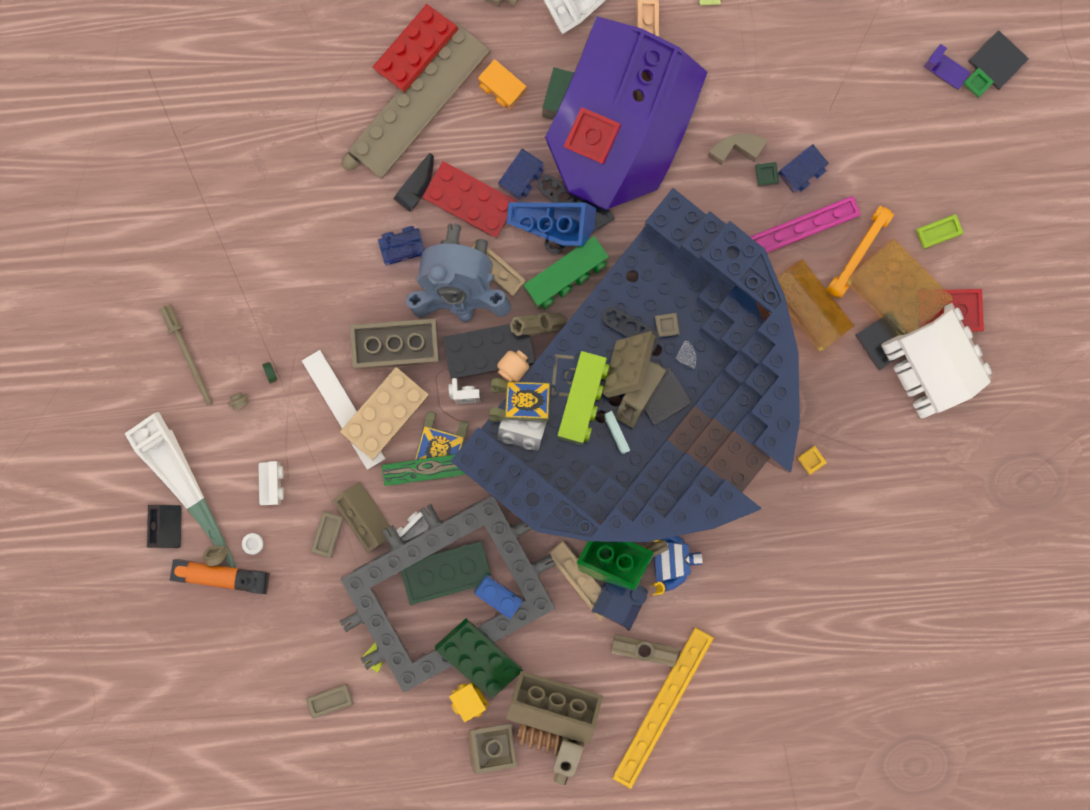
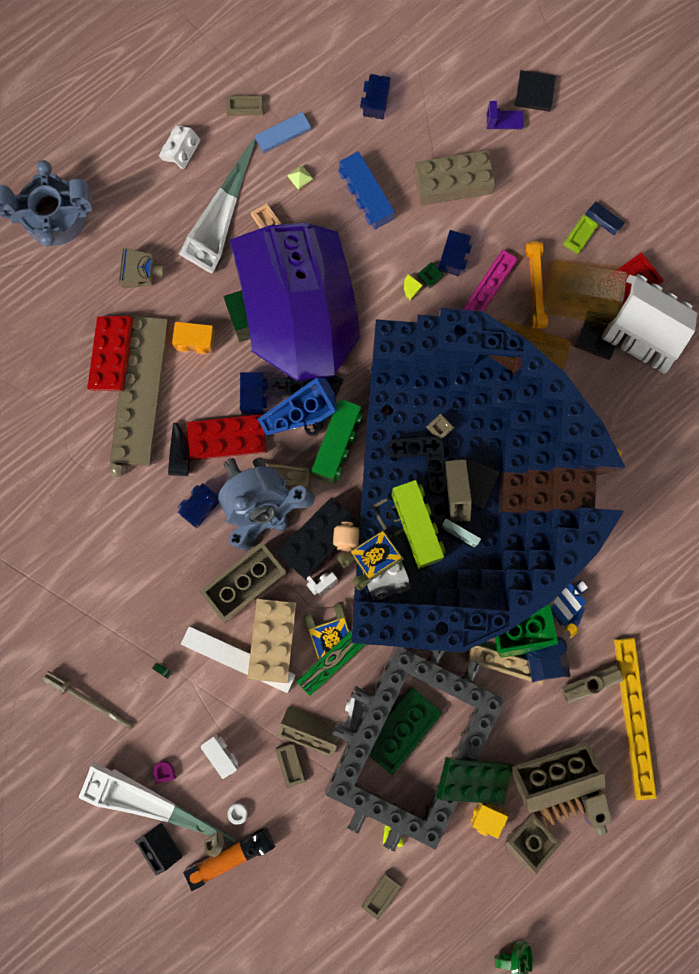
camera: 40 degrees left, 5 degrees down
(212, 463) = (163, 772): none -> magenta tile
(238, 400) = (152, 709): dark tan plate -> none
(498, 596) = (458, 722): blue brick -> none
(538, 324) = (342, 493): dark tan piece -> none
(592, 135) = (287, 323): red plate -> none
(629, 364) = (435, 474): dark tan plate -> none
(687, 355) = (470, 439): clear tile -> none
(740, 173) = (411, 287): none -> neon yellow tile
(746, 144) = (400, 263): dark tan brick -> none
(762, 50) = (366, 190): none -> blue brick
(855, 95) = (454, 177): none -> dark tan brick
(973, 232) = (605, 218): none -> dark blue tile
(978, 83) = (533, 114): green plate -> none

